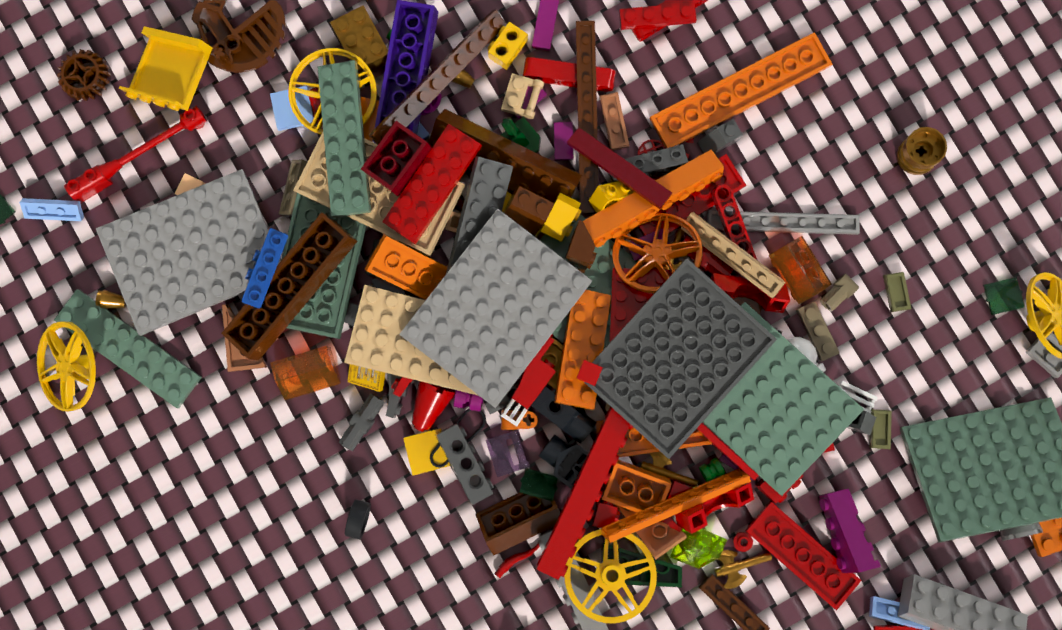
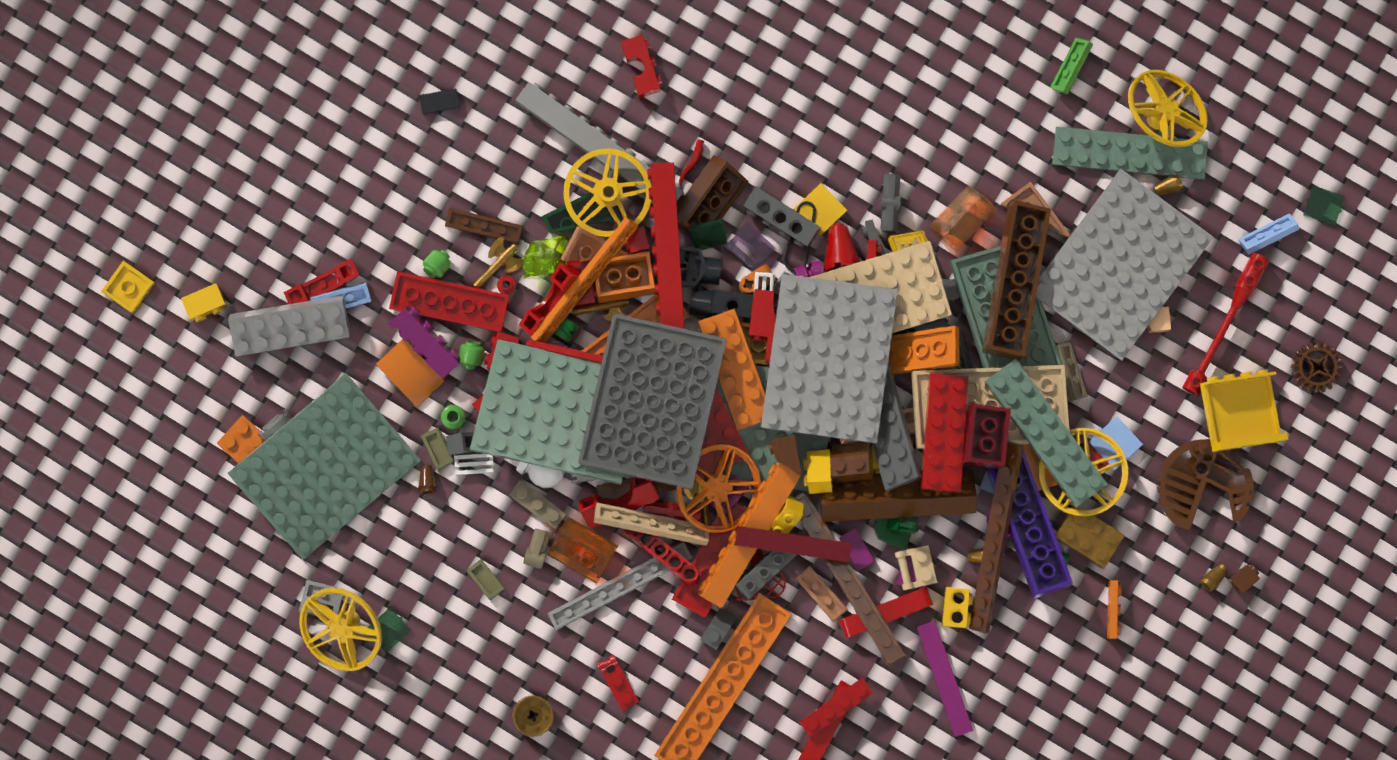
camera: 155 degrees right, 0 degrees up
(129, 454) = (1071, 66): none -> bright green plate
(264, 268) = (1046, 282): blue bracket -> none
(357, 519) = (845, 120): black tyre -> none
(589, 372) = (720, 346): red tile -> none
(796, 597) = (436, 263): none -> bright green head
(808, 496) = (471, 354): none -> bright green head
(828, 141) = (618, 683): none -> red plate
(855, 448) = (453, 411): none -> bright green head
(875, 510) = (410, 372): none -> orange slope
(905, 406) = (427, 481): none -> reddish brown cone

